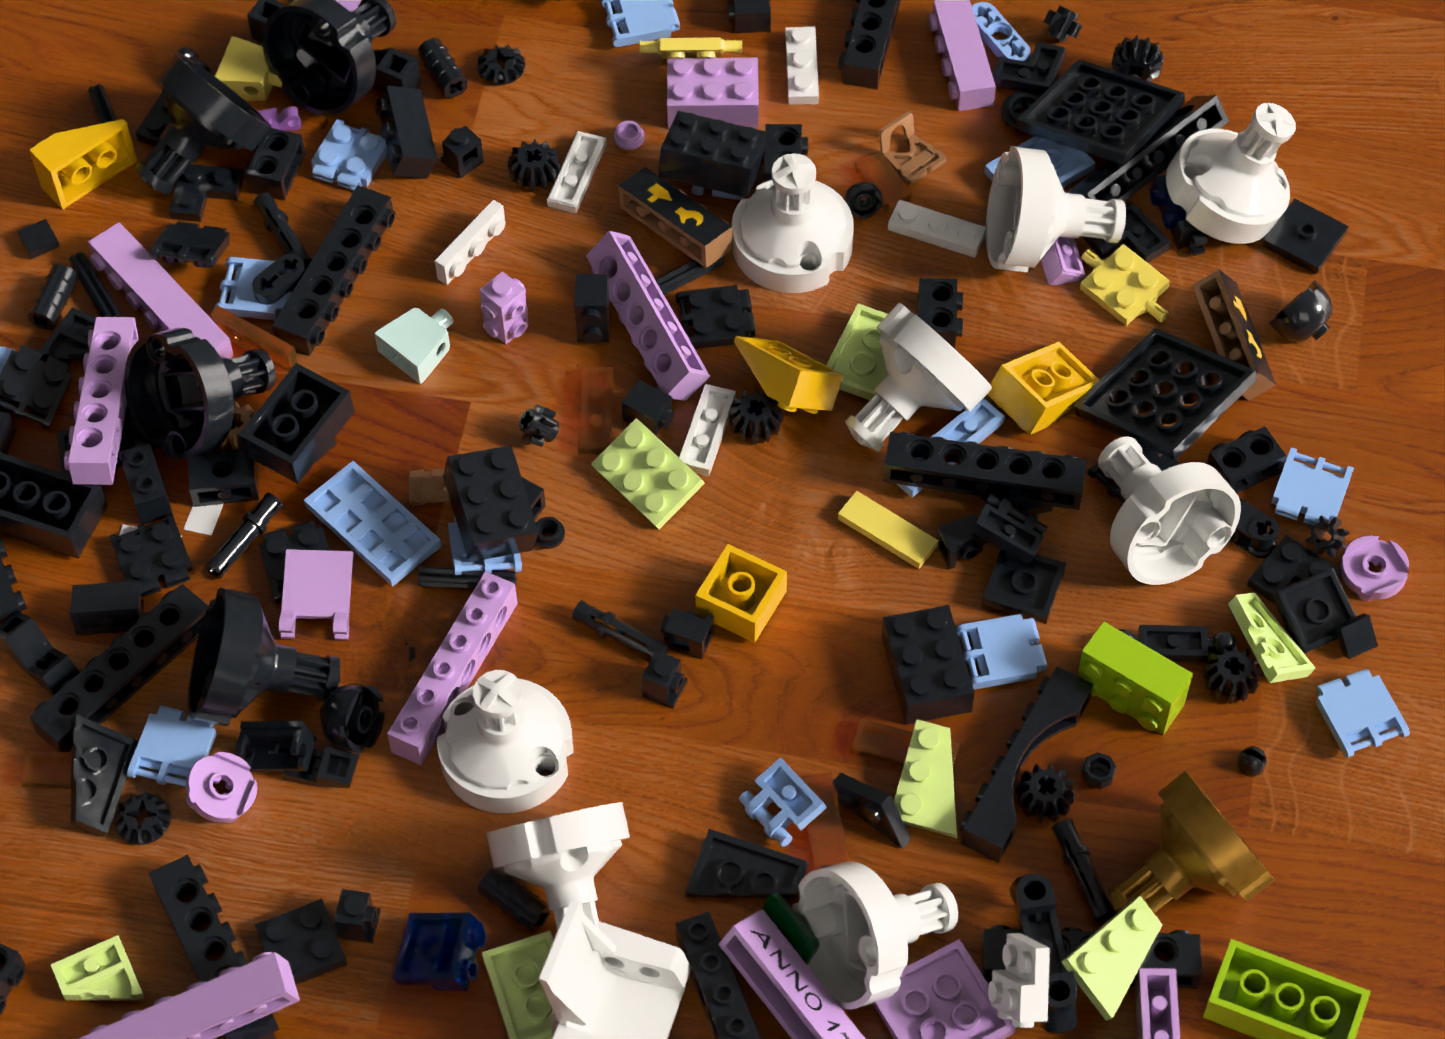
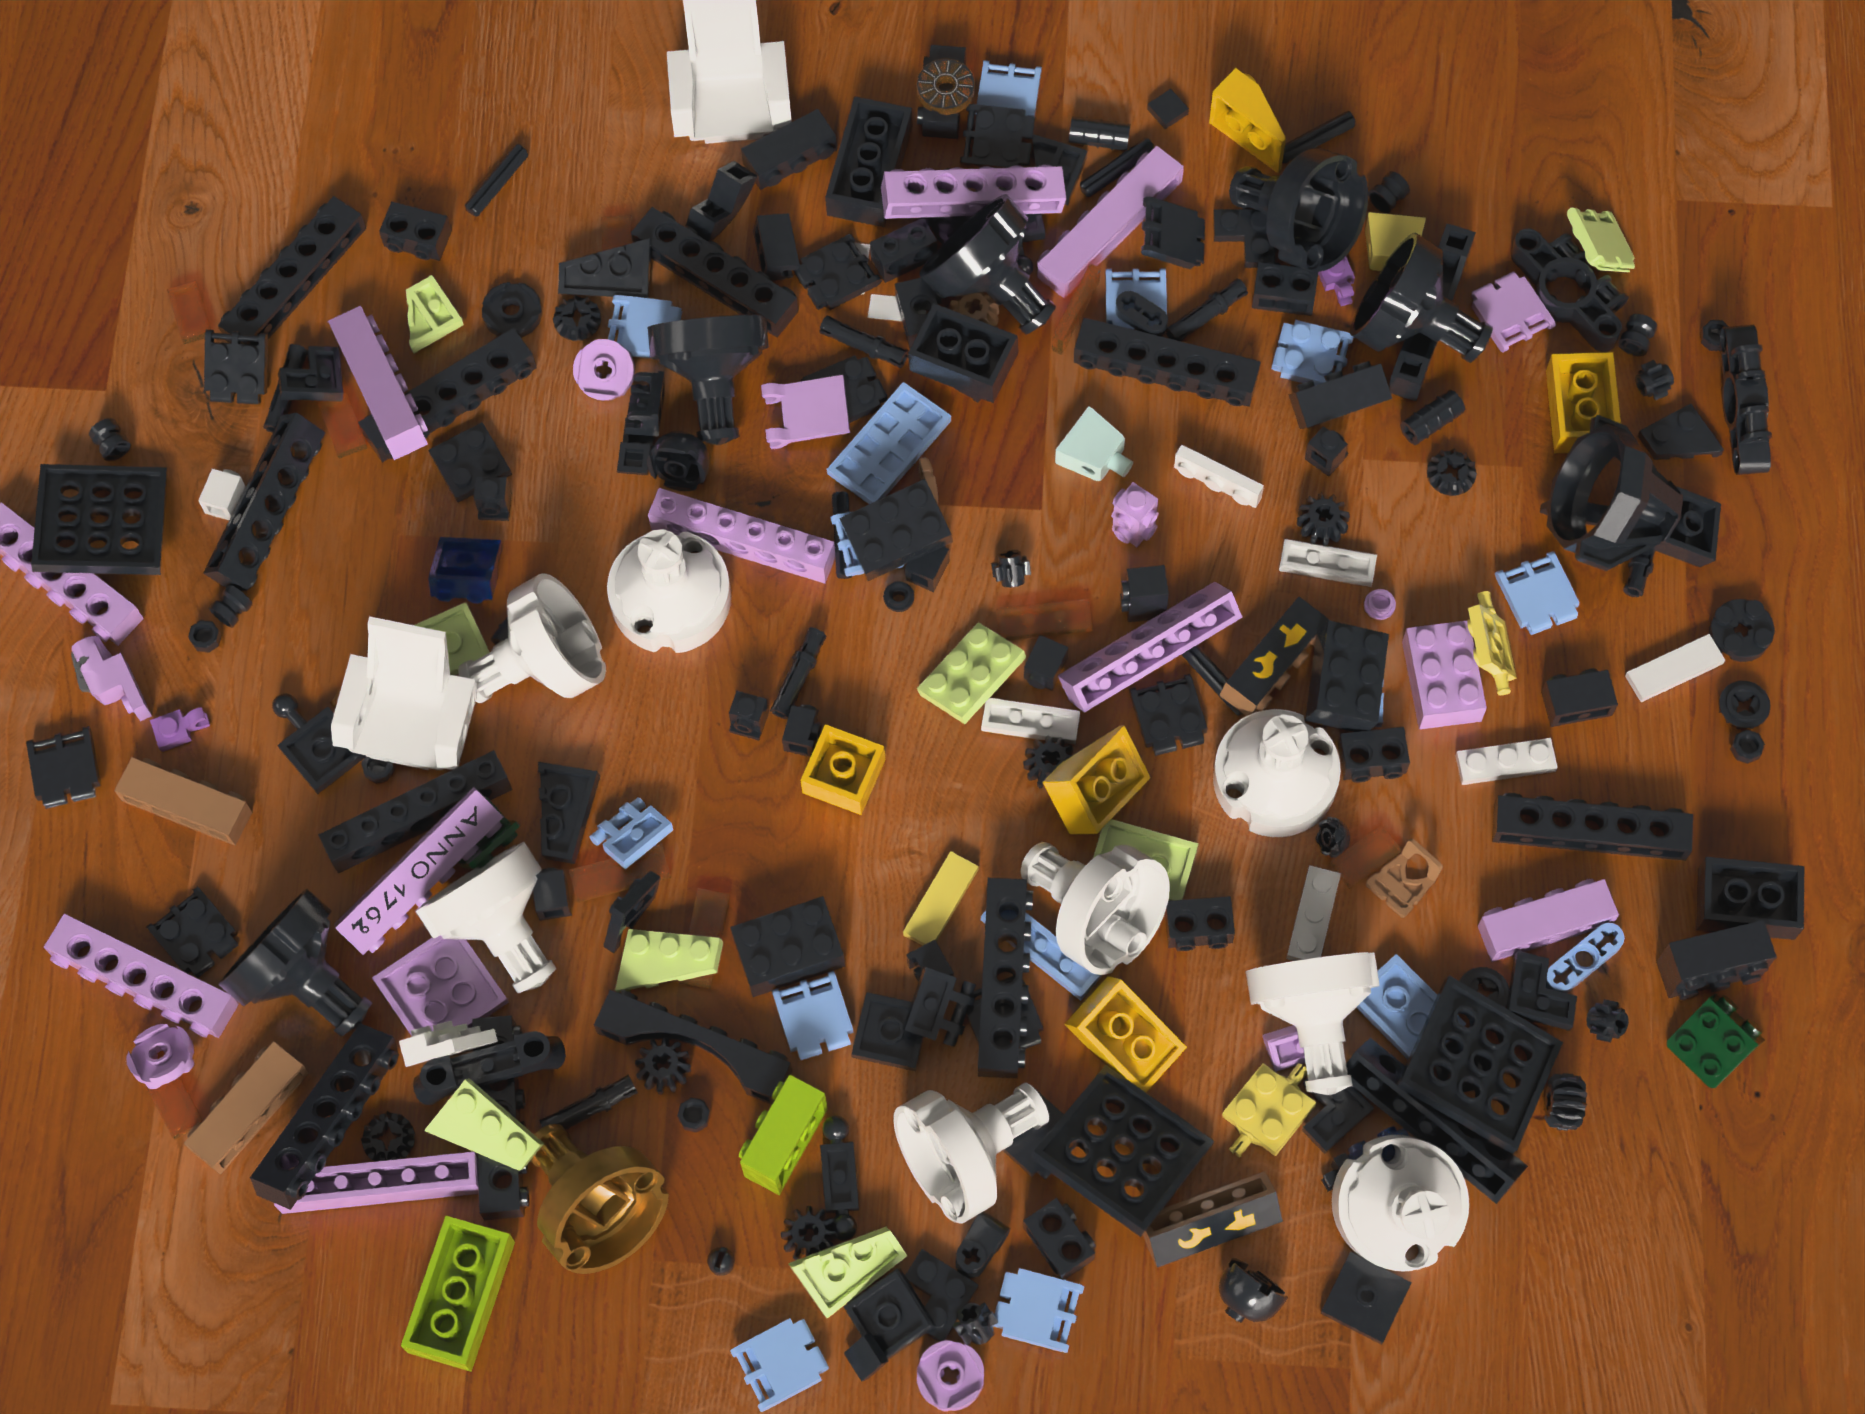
camera: 85 degrees right, 10 degrees up
(122, 904) = (511, 294): none -> black tile

